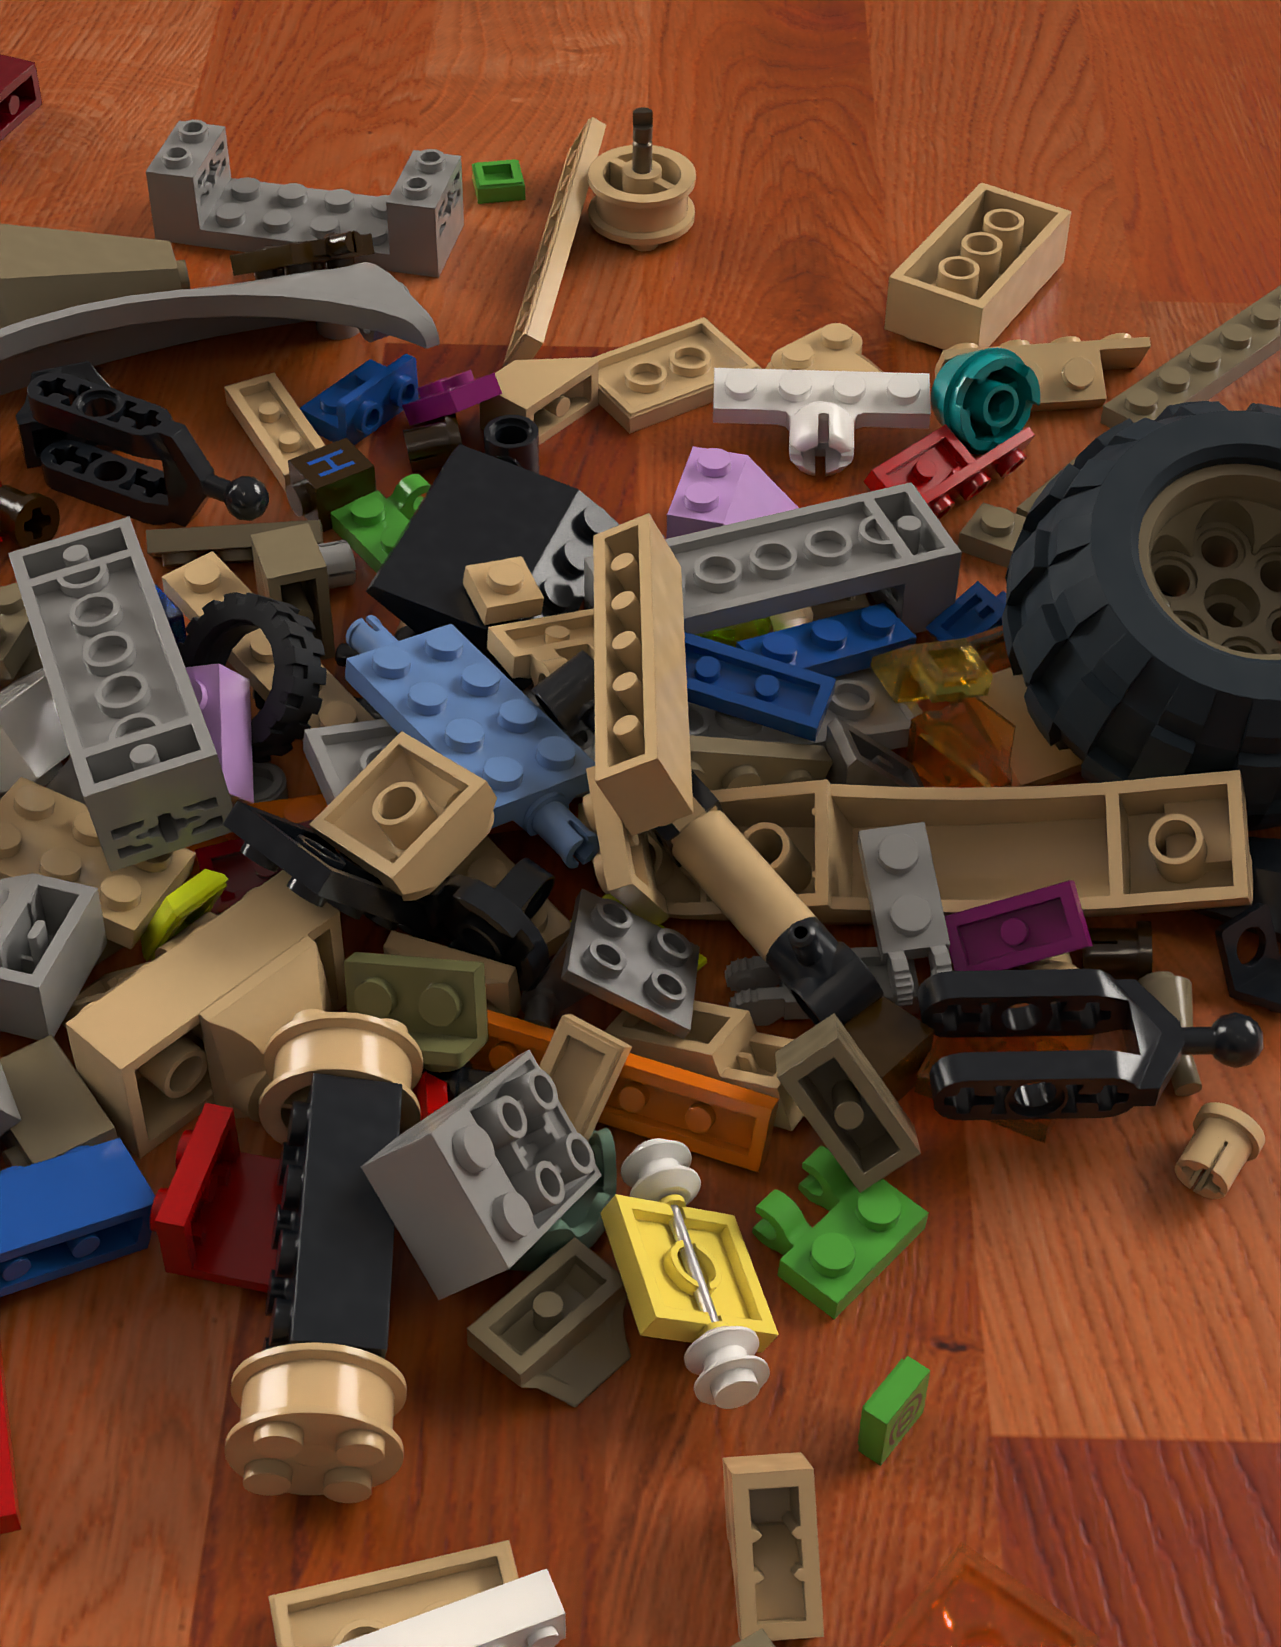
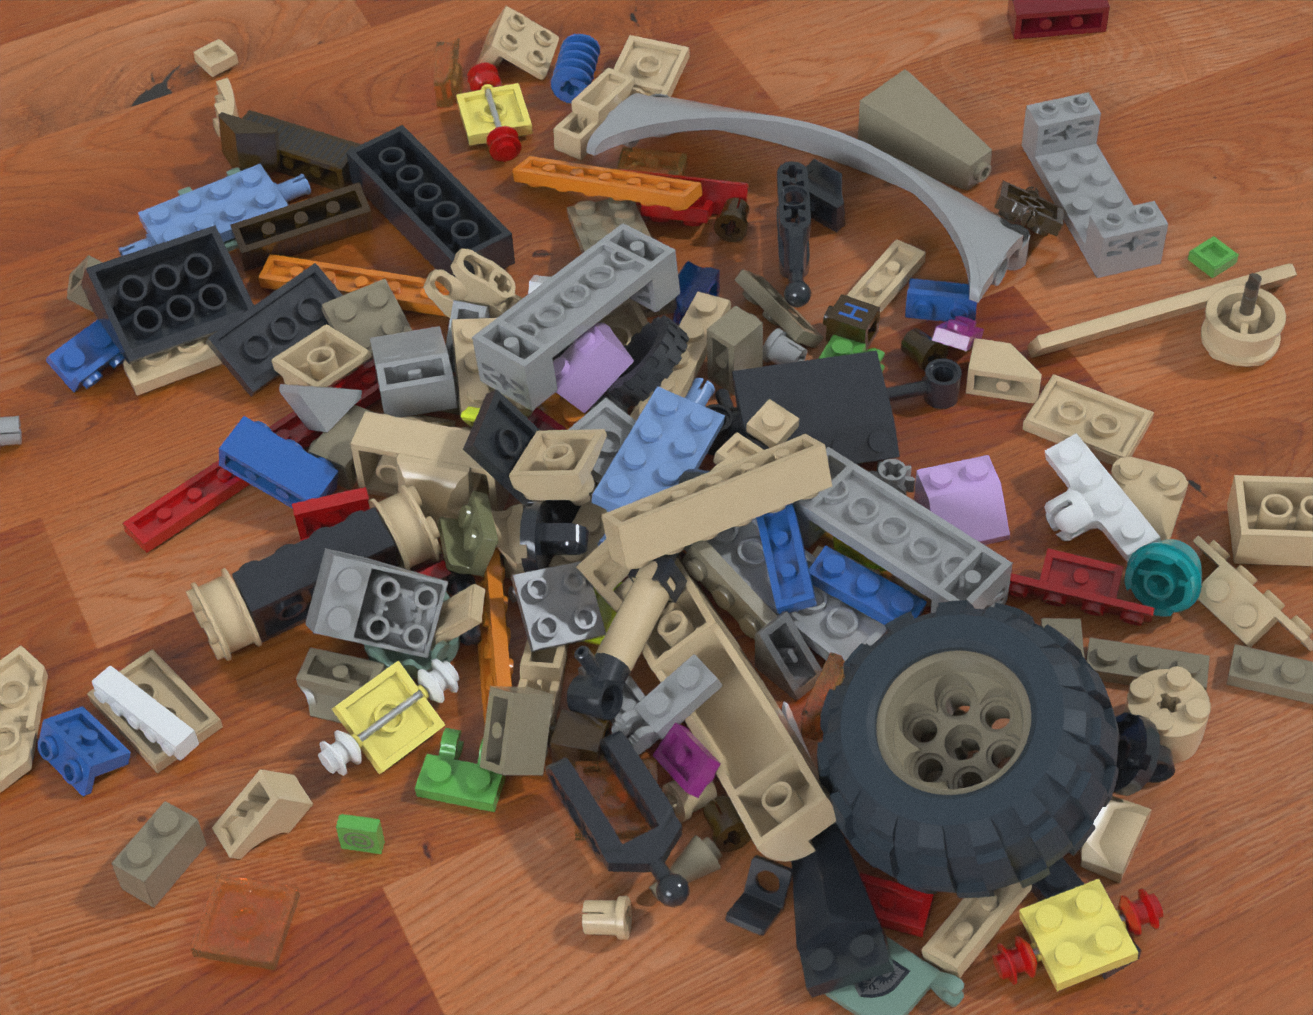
camera: 65 degrees right, 5 degrees up
(933, 671) = (852, 633): clear yellow slope -> none

